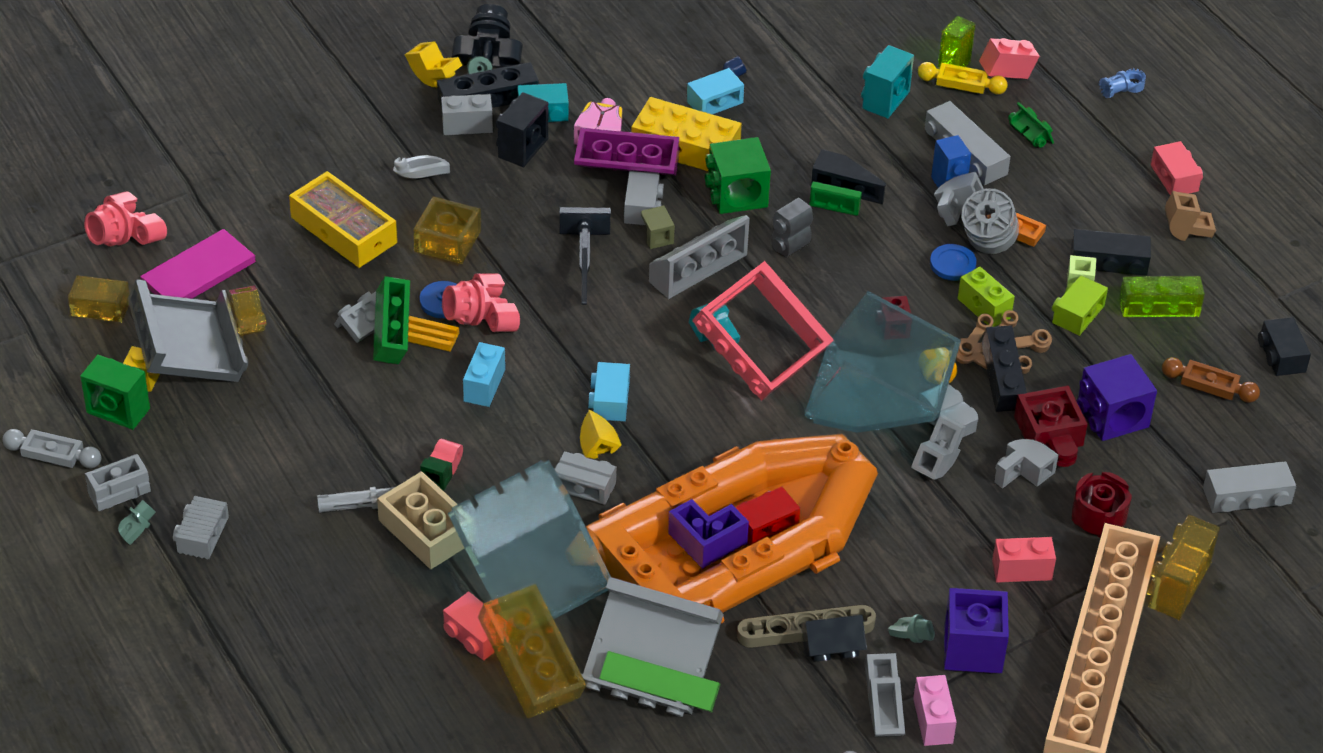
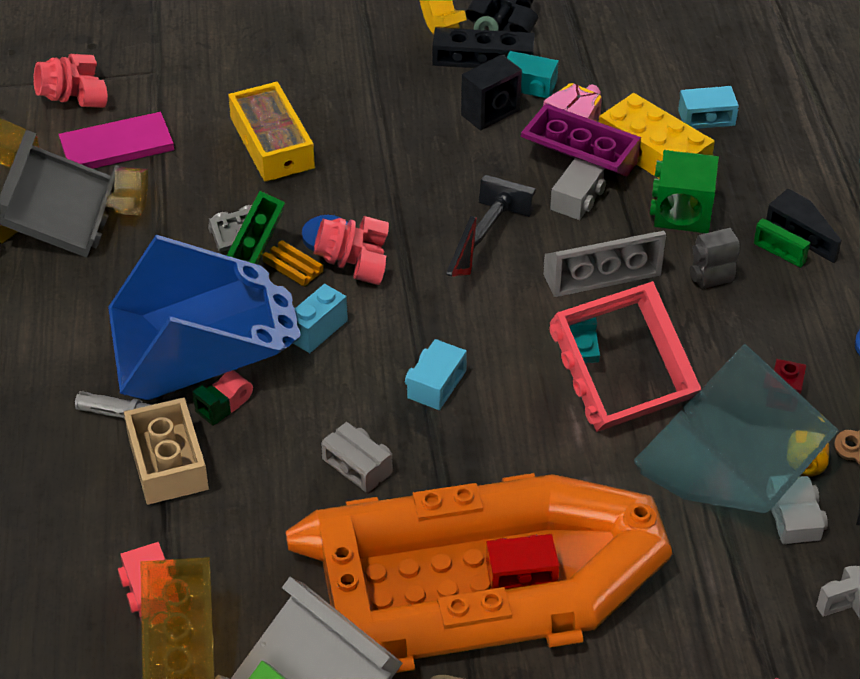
camera: 25 degrees right, 0 degrees up
(391, 405) = (194, 318): none -> blue windscreen
(421, 166) = (378, 103): light grey arm -> none
(447, 230) = (363, 167): clear yellow brick -> none
(467, 114) = (446, 64): light grey brick -> none
(532, 539) = (238, 508): clear light blue windscreen -> none
(597, 436) = (398, 417): yellow brick -> none
(659, 227) = (577, 221): olive panel -> none
(707, 536) = (444, 565): dark purple brick -> none
(736, 66) = (743, 89): dark blue piece -> none
(941, 451) = (764, 552): light grey brick -> none

